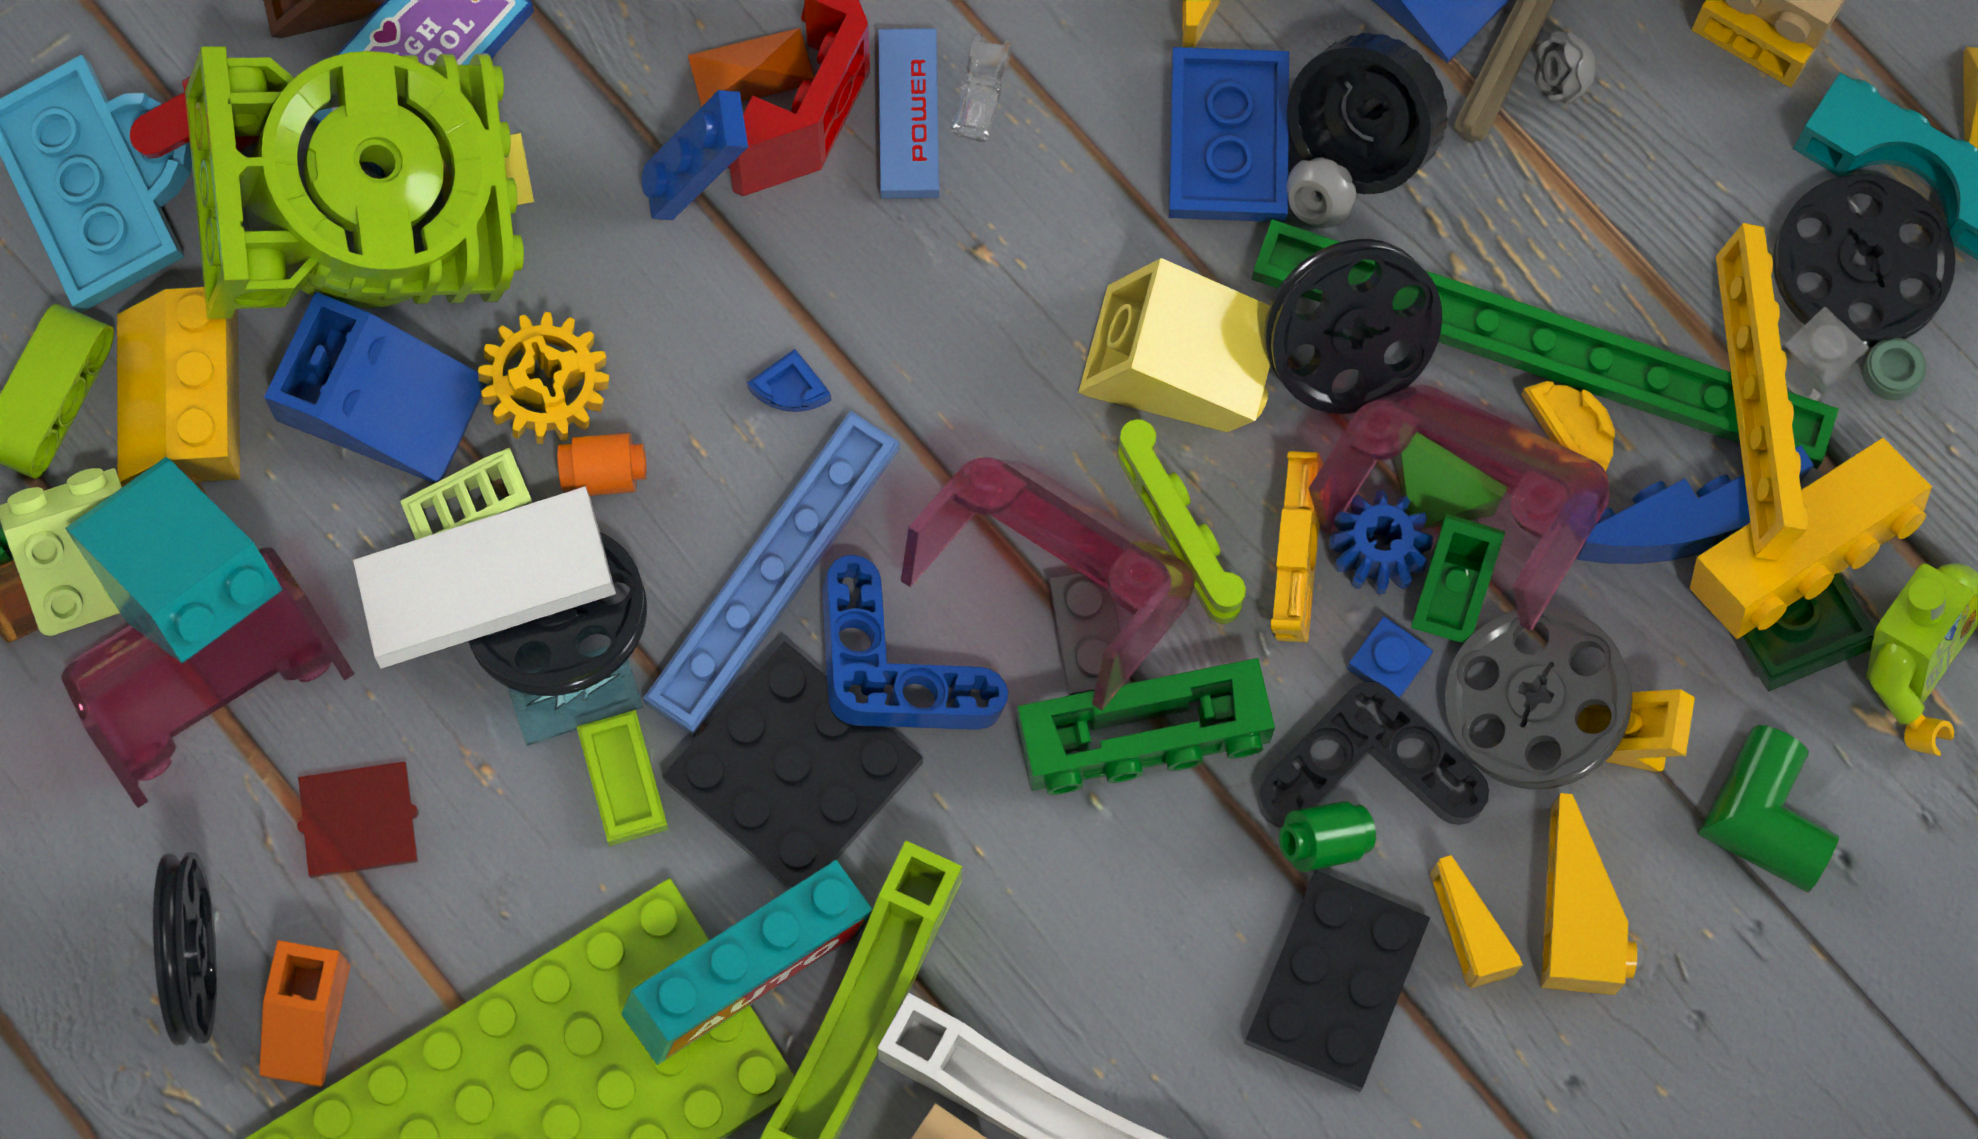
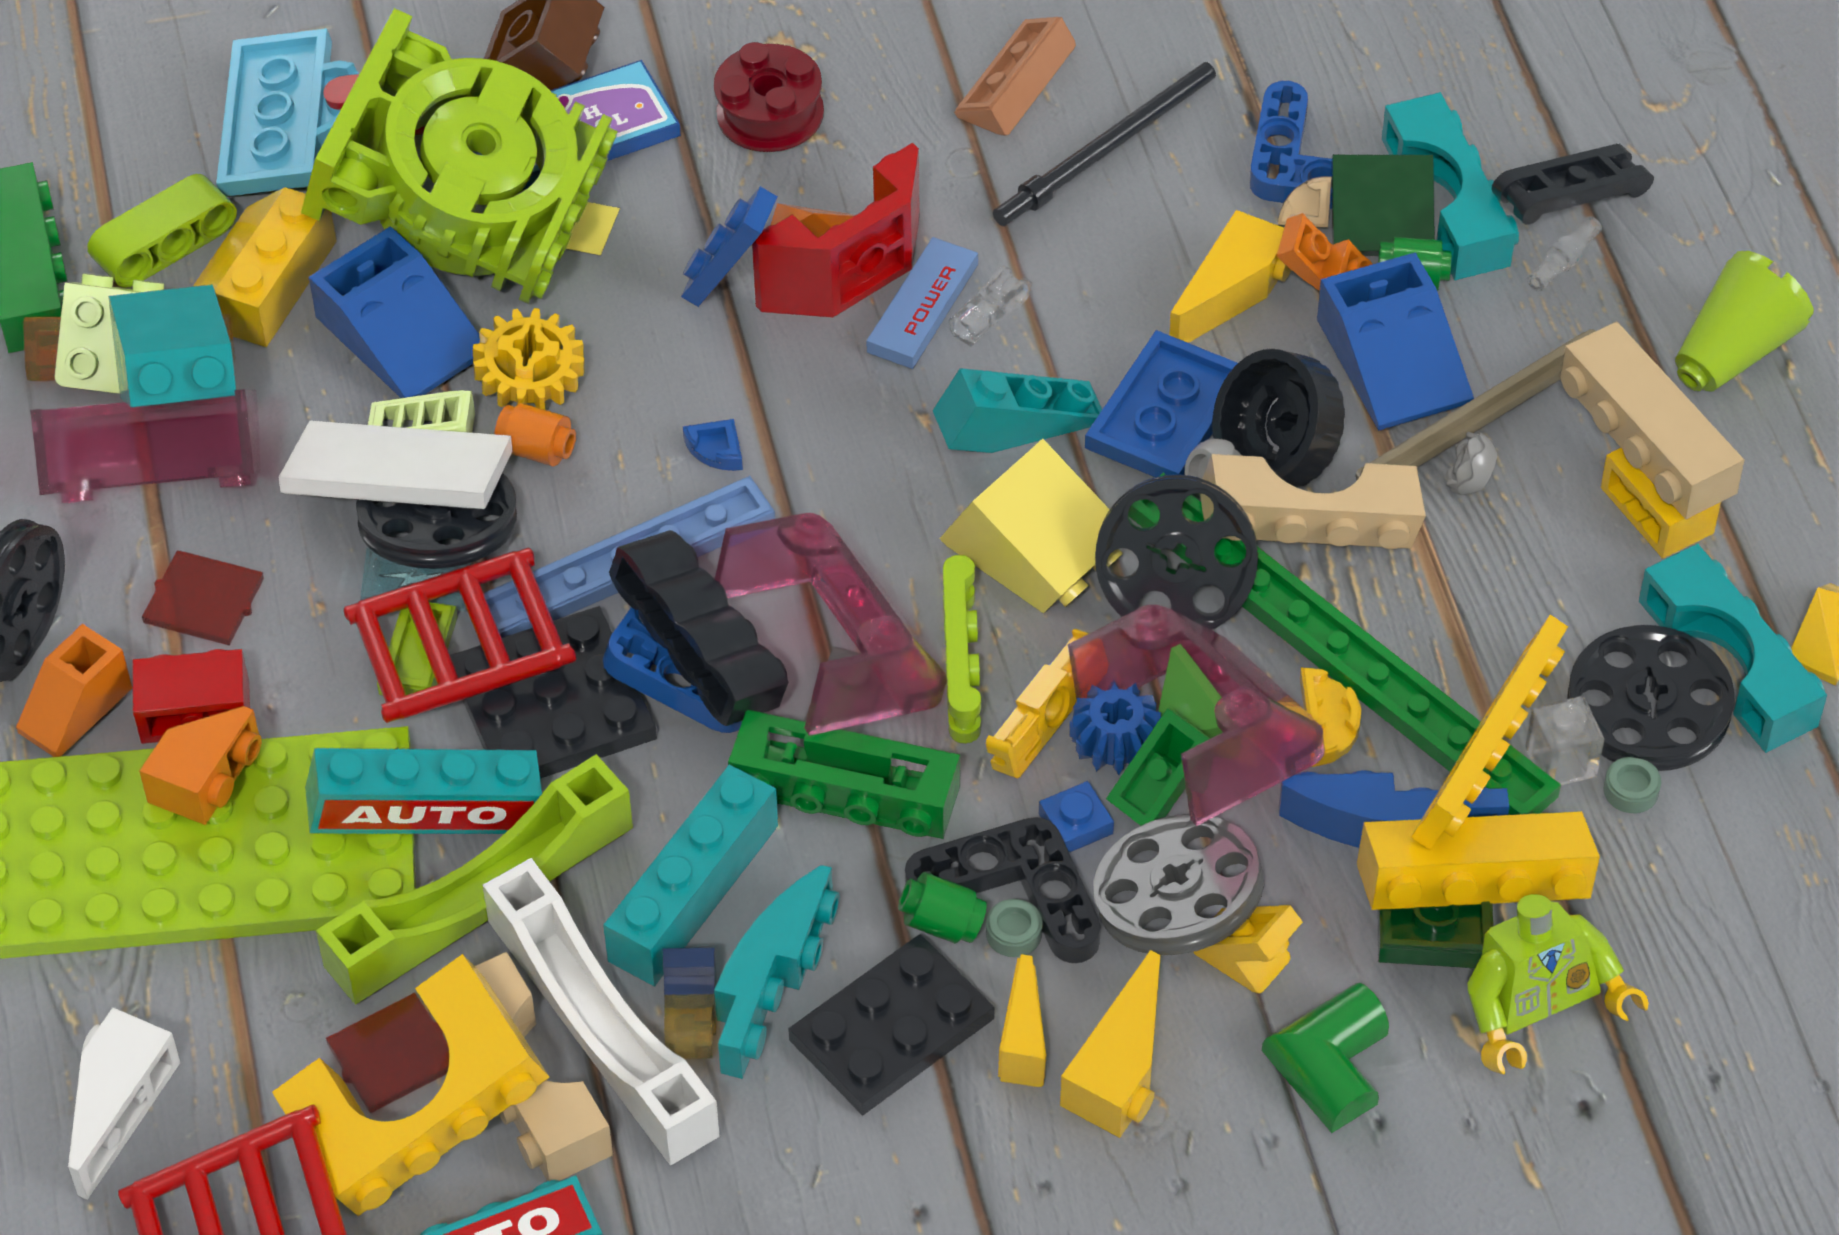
camera: 30 degrees right, 20 degrees down
(424, 949) = (186, 689): none -> red brick
(494, 1041) = (199, 762): none -> orange slope
(698, 821) = (450, 687): none -> red bar
(922, 637) = (698, 627): none -> black brick
(1060, 916) = (691, 874): none -> teal brick
(1079, 208) = (1010, 410): none -> teal slope
(1138, 1064) = (690, 1001): none -> leg
(1189, 958) = (767, 958): none -> teal slope
(1397, 813) = (1014, 927): none -> sand green tile
(1502, 165) = (1375, 511): none -> tan arch

